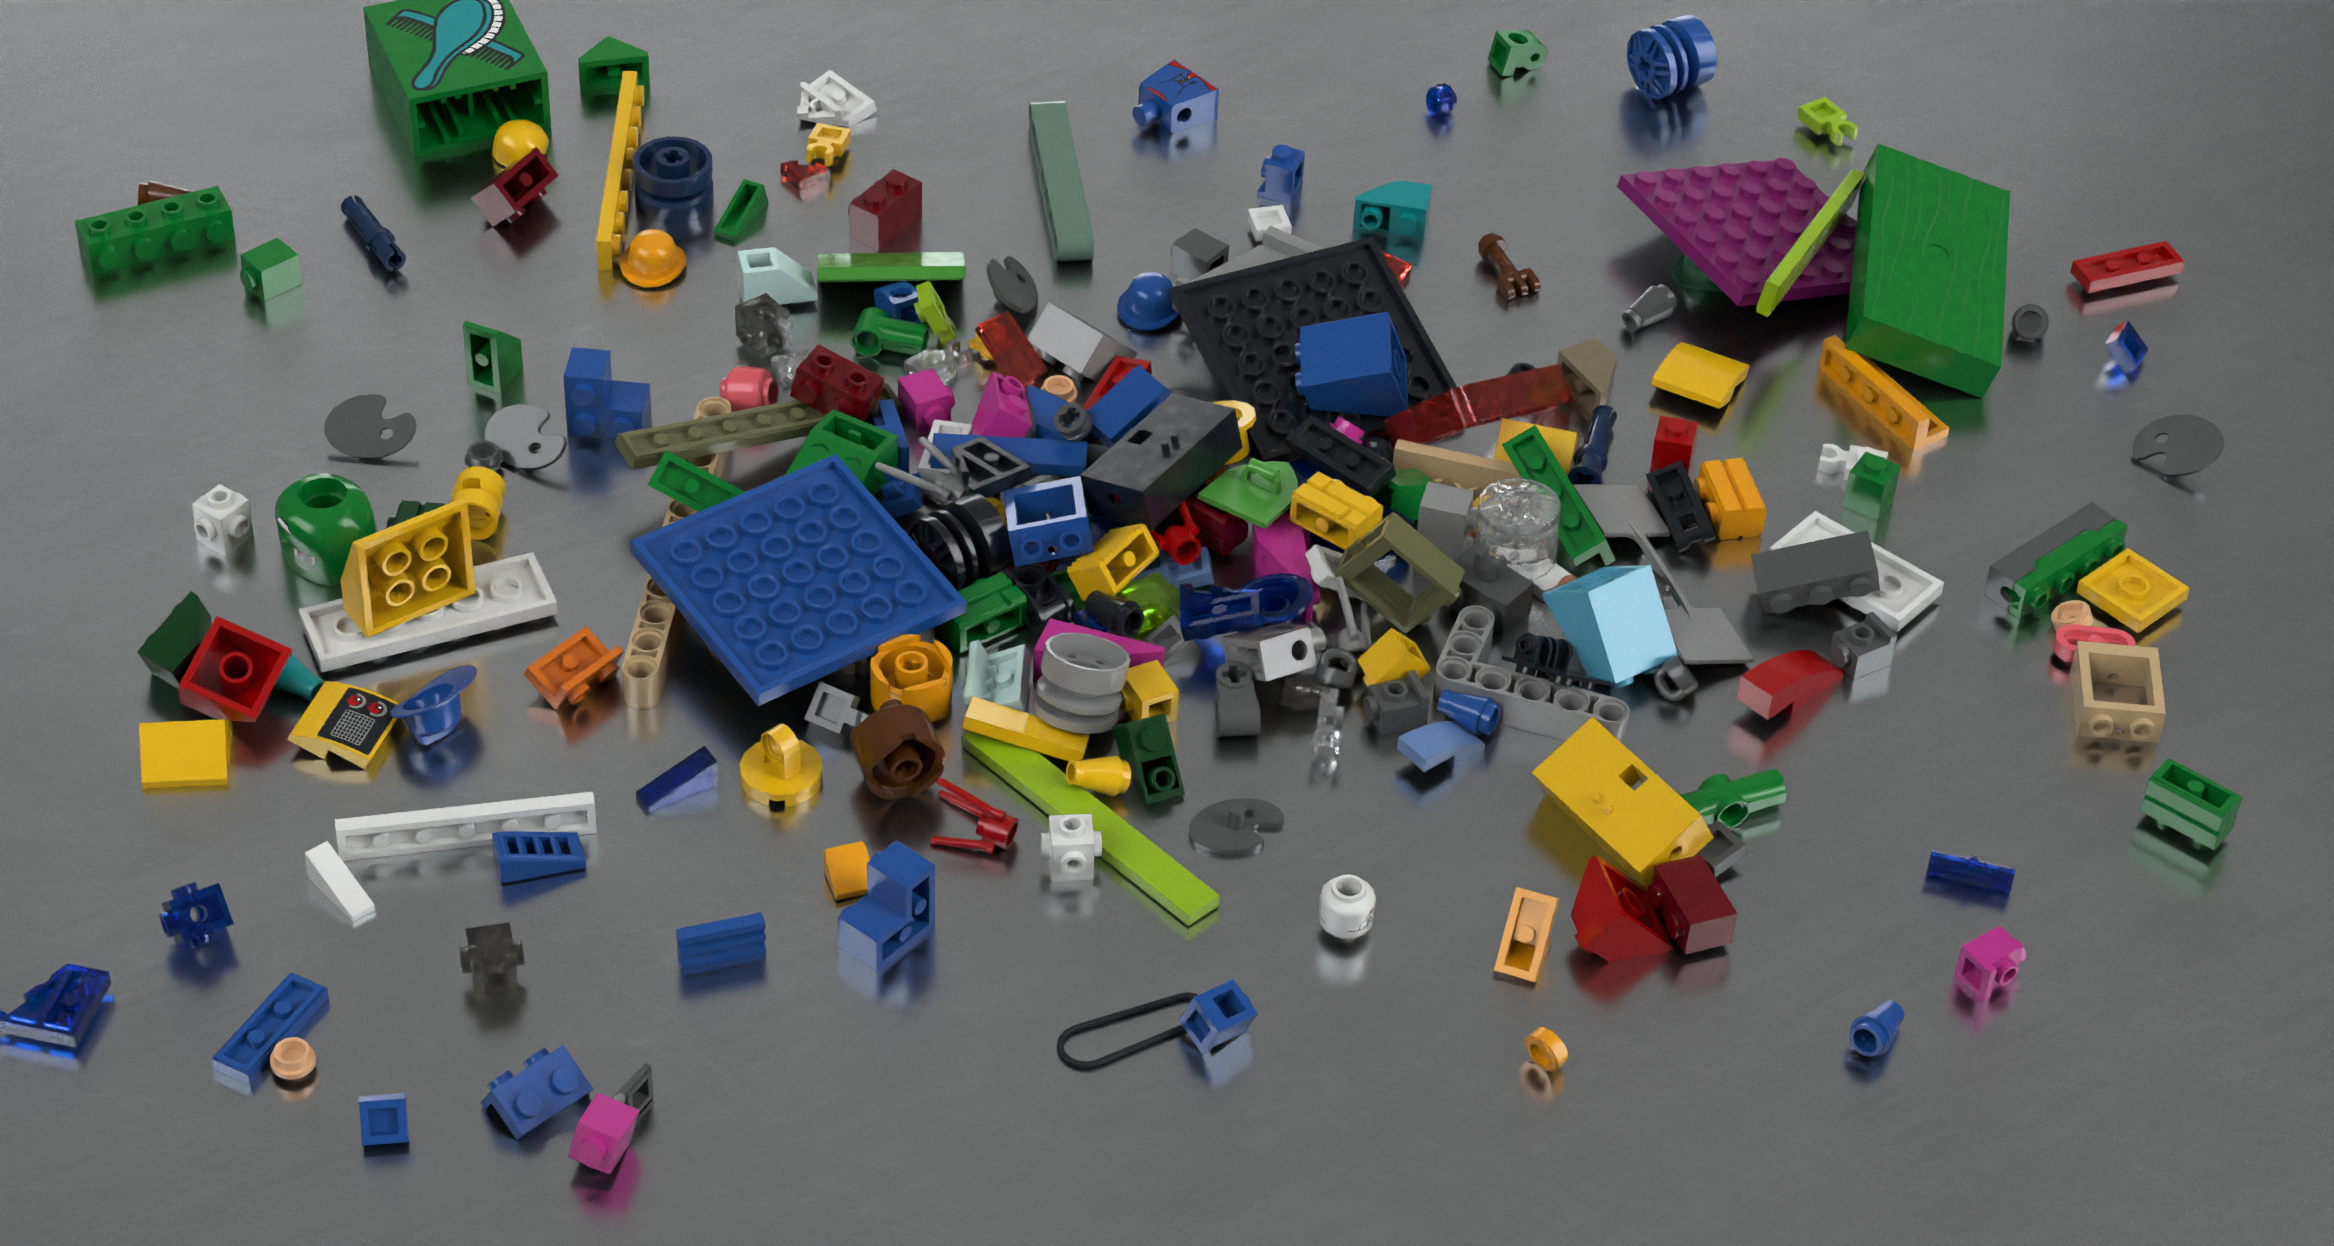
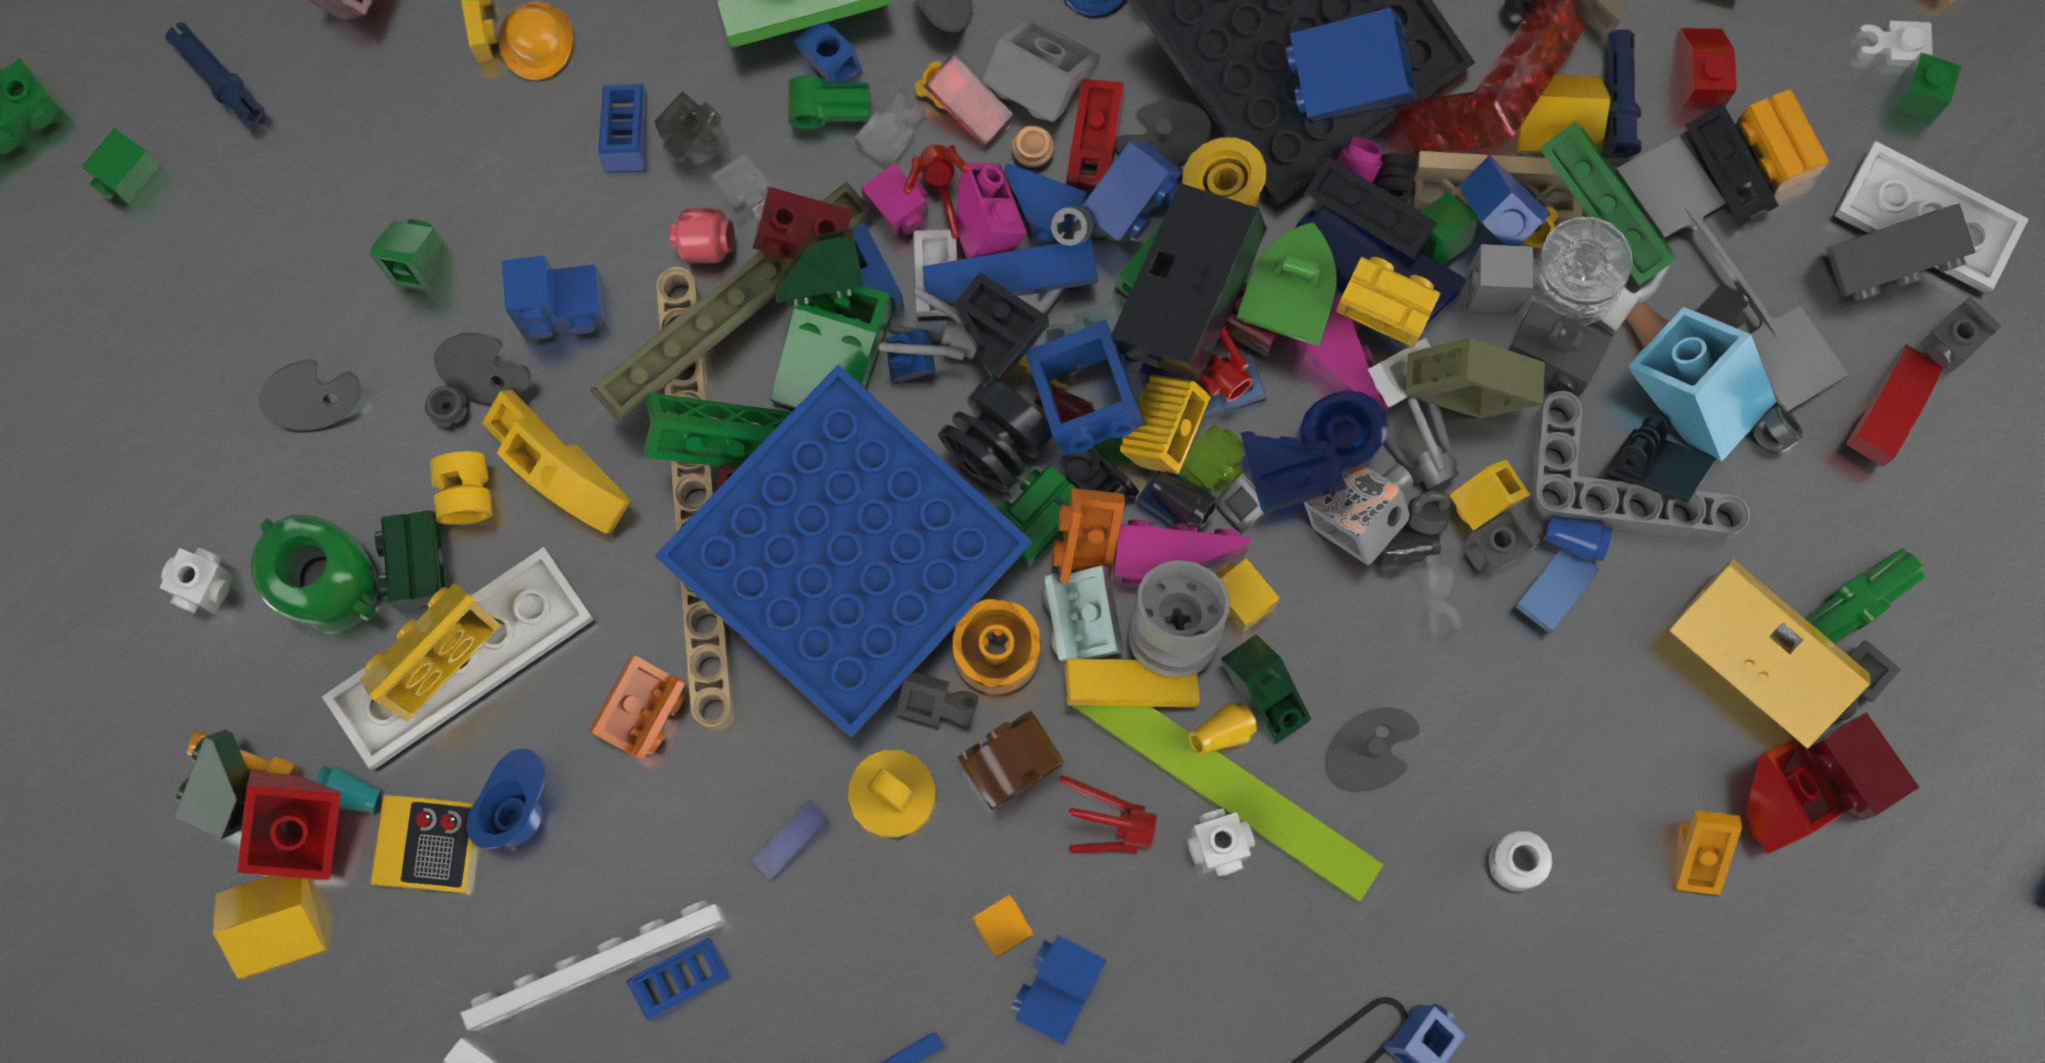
camera: 10 degrees left, 35 degrees up
(565, 503) = (551, 467): none -> yellow slope
(705, 325) = (623, 152): none -> blue slope
(775, 274) = (681, 49): light aqua slope -> none
(843, 394) = (821, 267): none -> dark green slope
(932, 310) = (870, 71): lime plate -> none
(967, 385) = (938, 169): none -> red plant
(1020, 614) = (1090, 531): none -> orange bracket
(1235, 701) = (1338, 593): dark grey piece -> none
(1460, 471) = (1503, 203): none -> blue slope
(1546, 1049) = (1756, 999): light orange tile -> none

